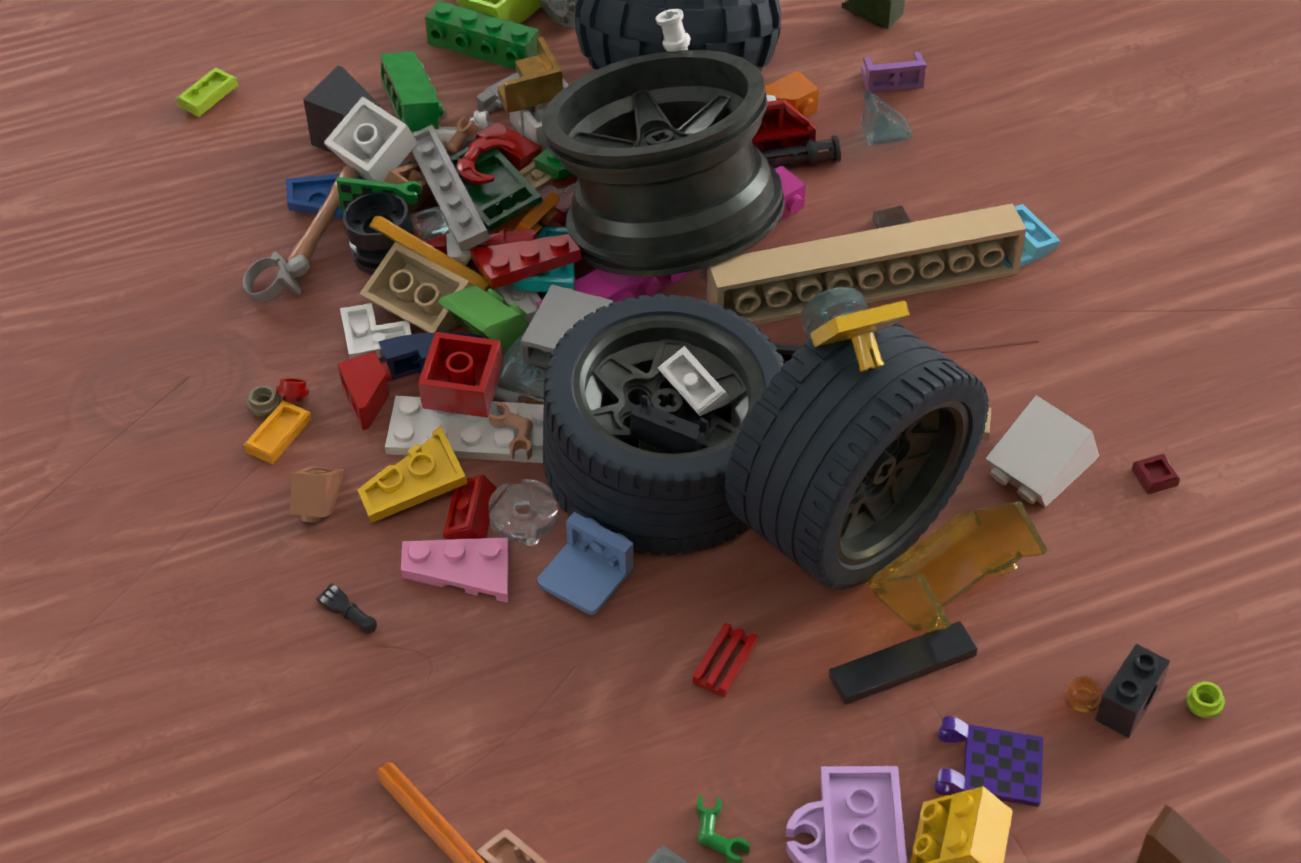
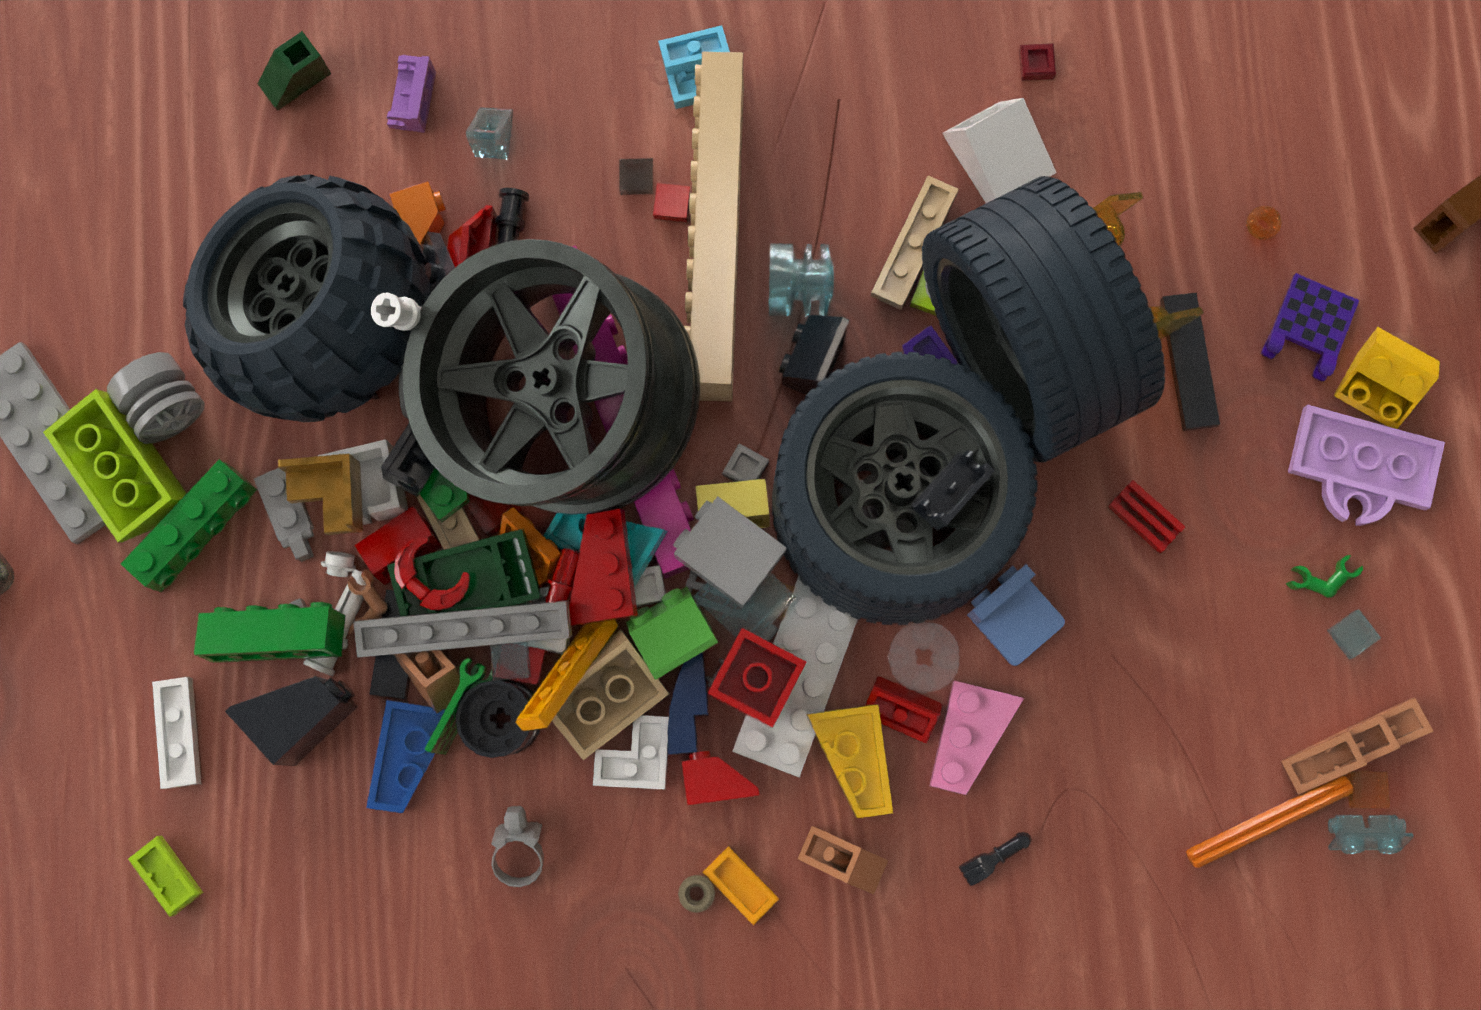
camera: 70 degrees left, 30 degrees up
(292, 389) = (692, 859): red plate -> none
(308, 242) = (476, 803): nougat piece -> none
(311, 72) = (176, 733): none -> white plate
(371, 141) = (369, 700): white slope -> none
(523, 425) = (828, 629): nougat arm -> none
(693, 382) = (891, 448): white slope -> none
(861, 329) = (1041, 268): yellow tile -> none
(1132, 690) = (1279, 180): black brick -> none
(1209, 692) = (1300, 120): lime plate -> none

